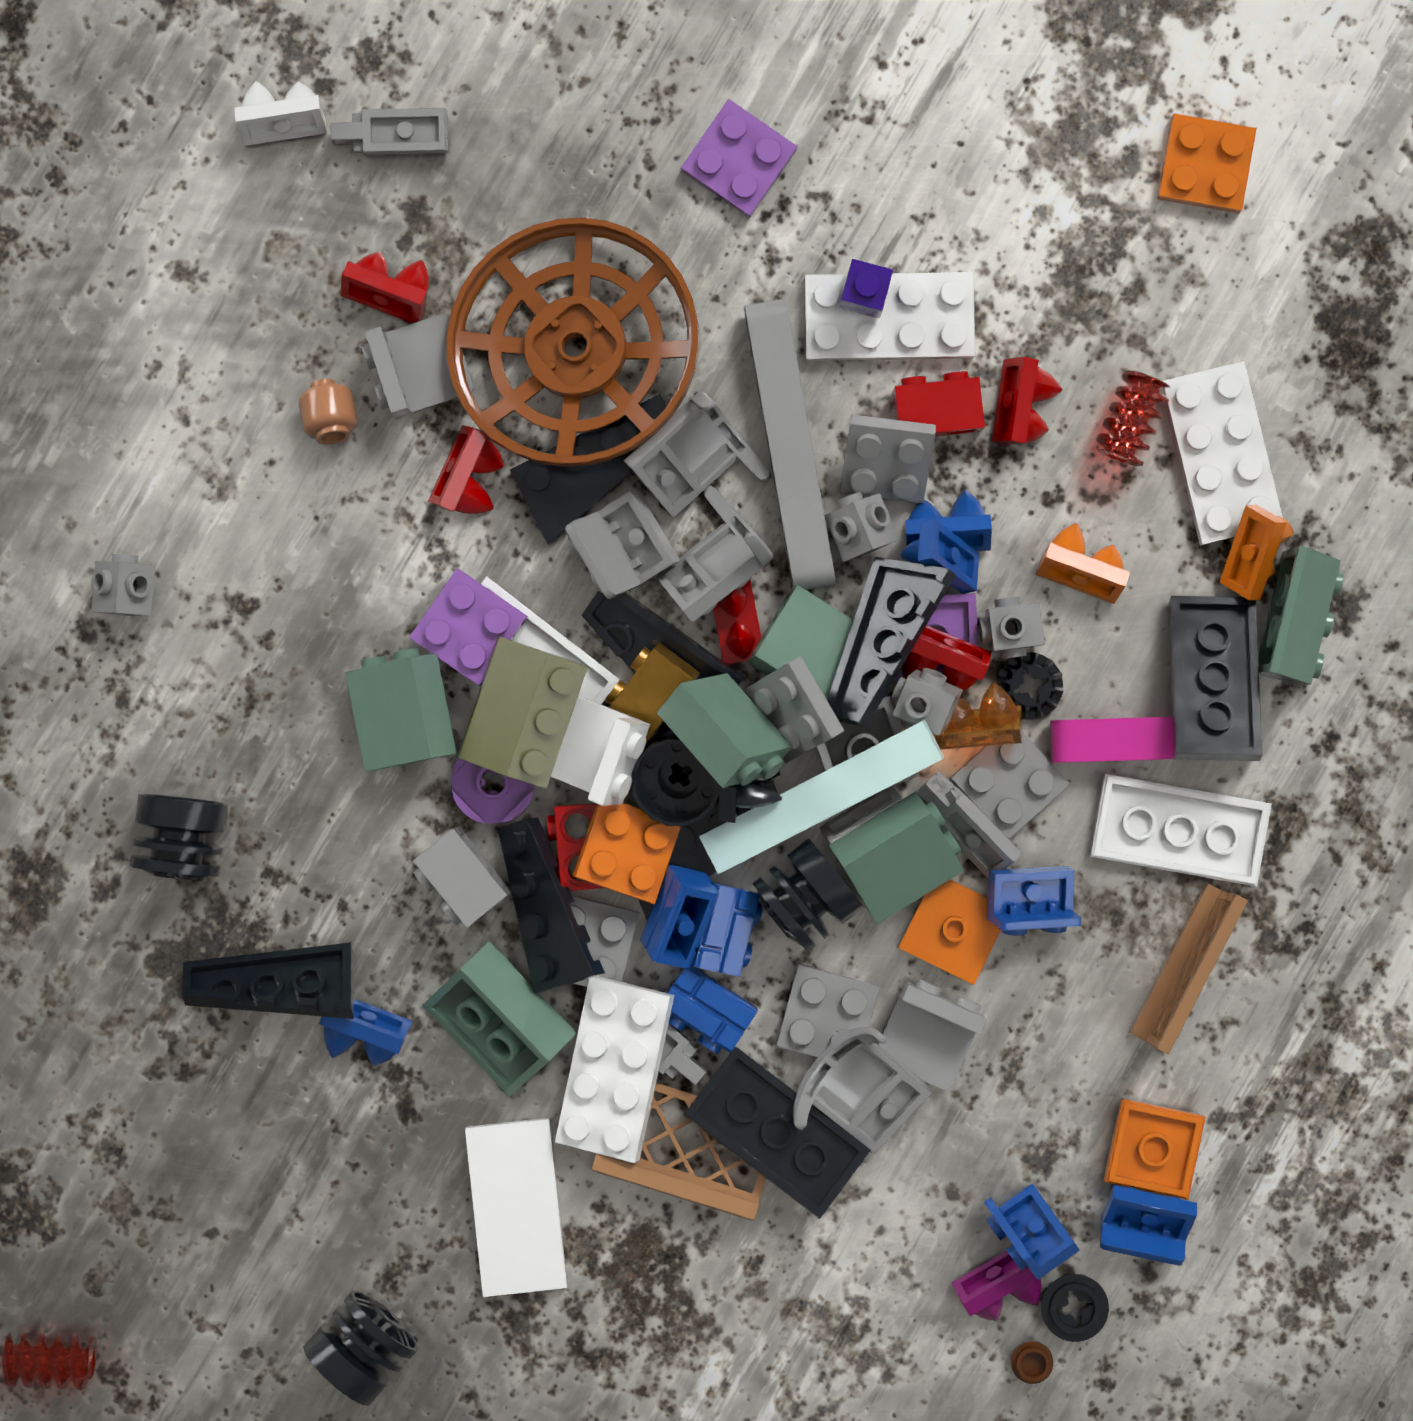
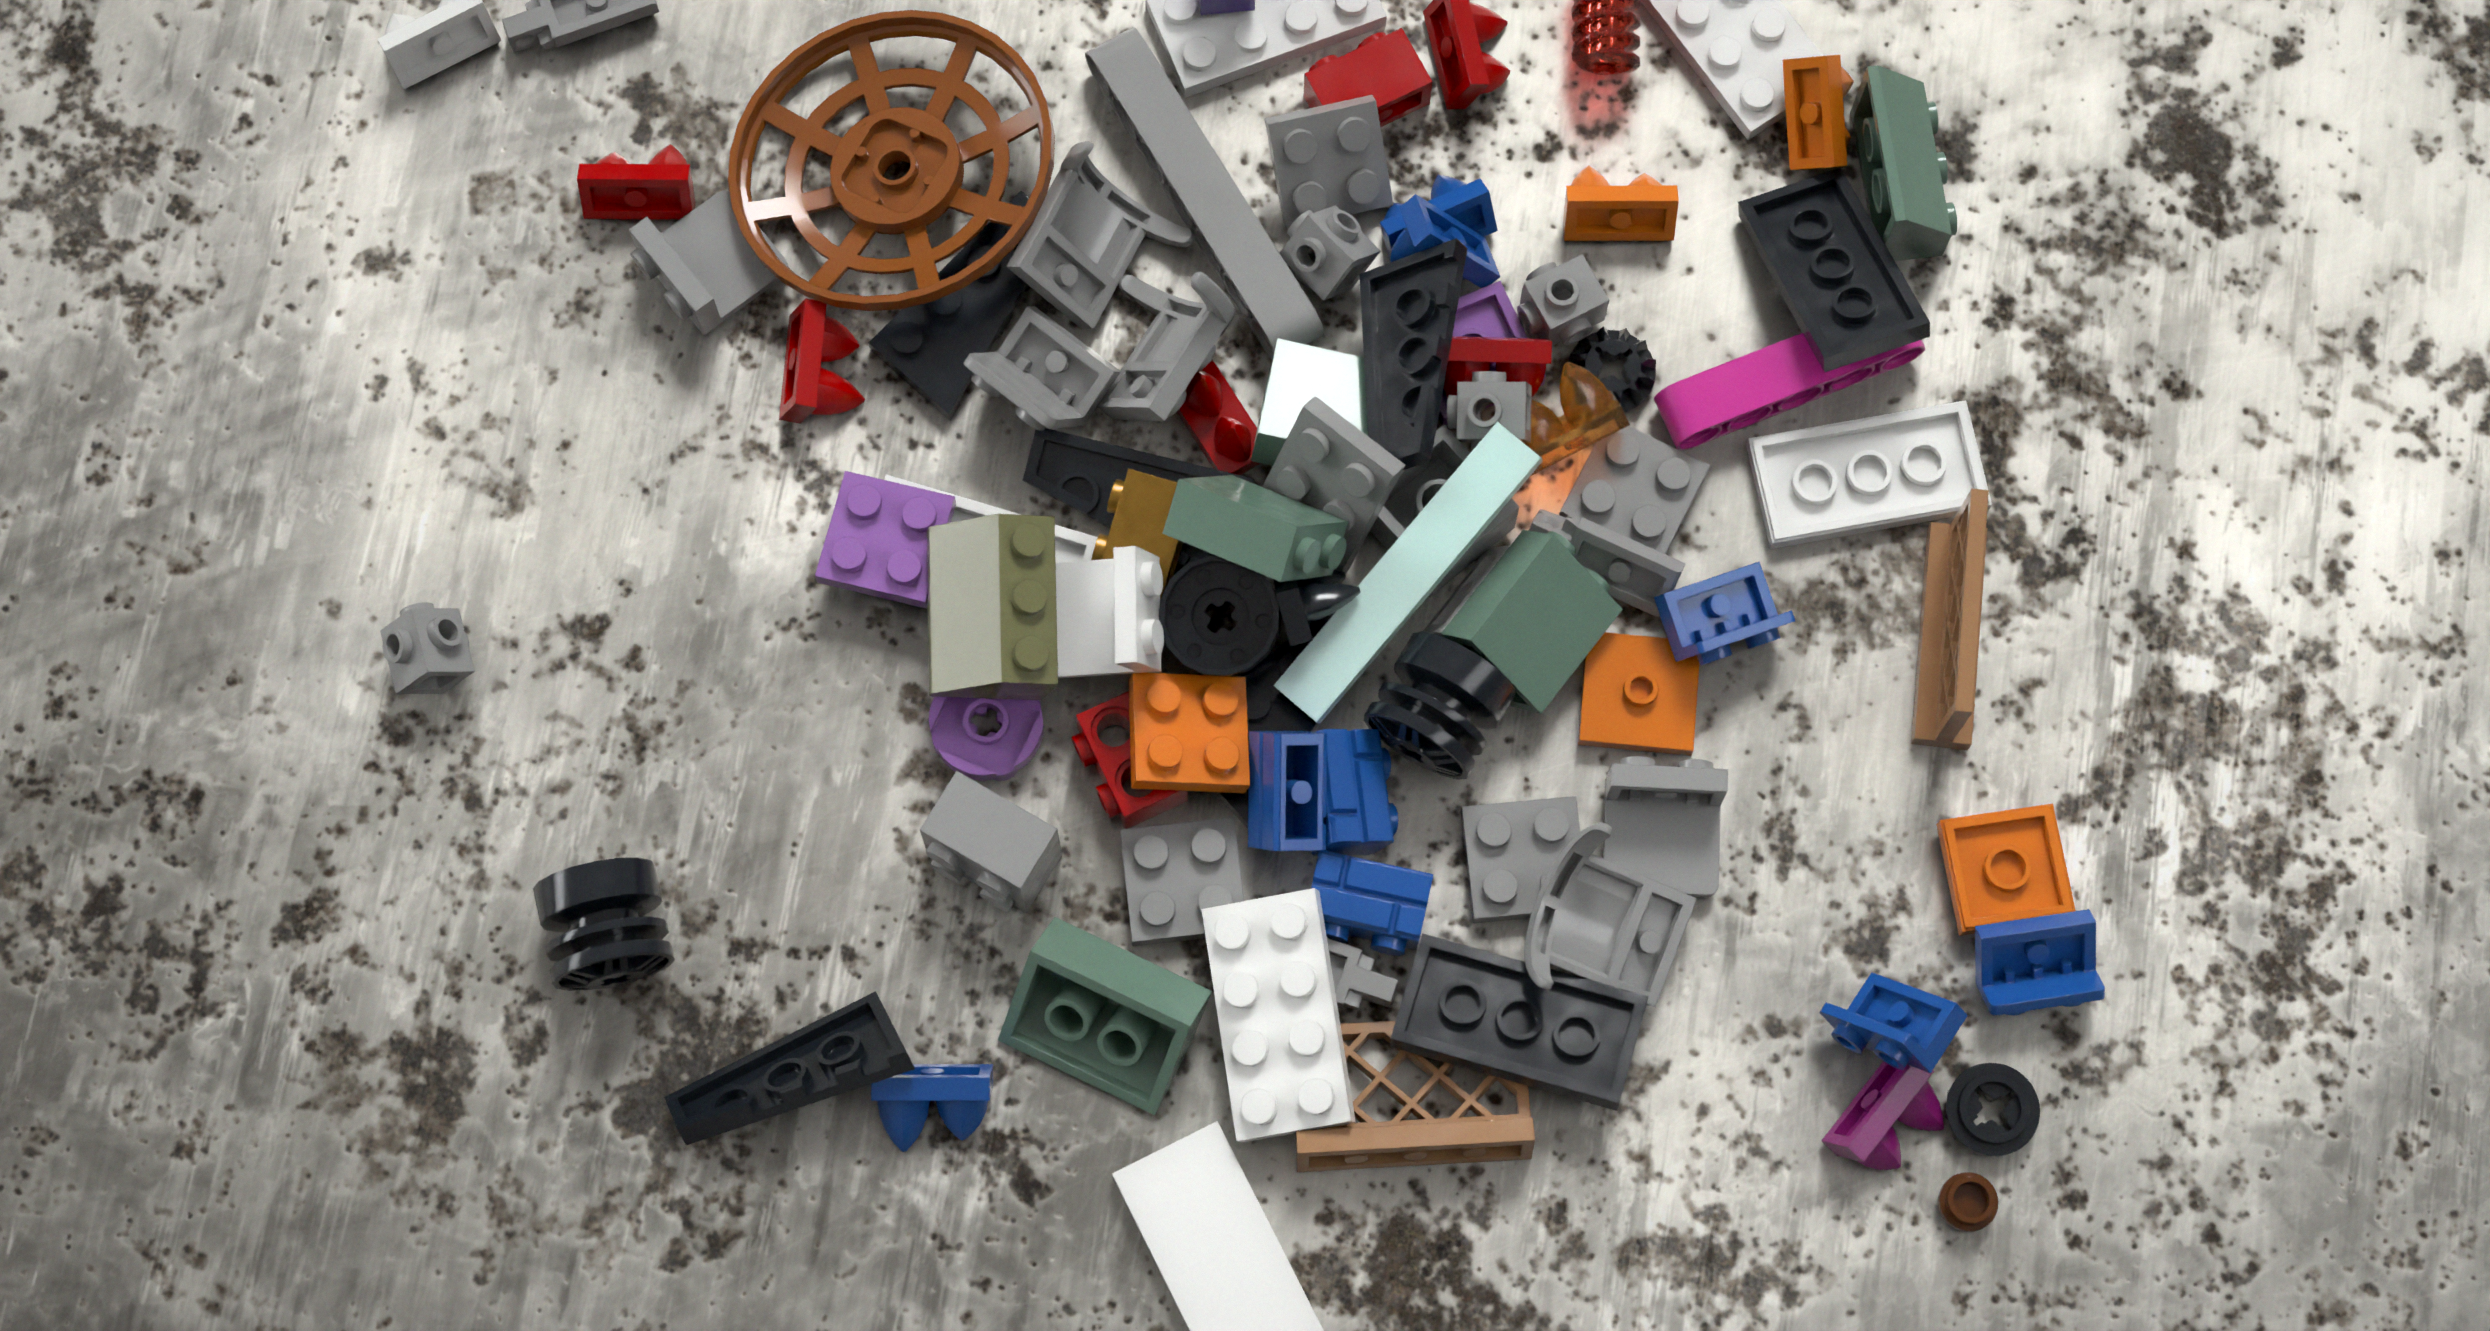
camera: 20 degrees left, 15 degrees down
(328, 412) = (616, 352): nougat head -> none
(400, 710) = (836, 669): sand green brick -> none
(549, 932) = (1124, 864): black wing -> none

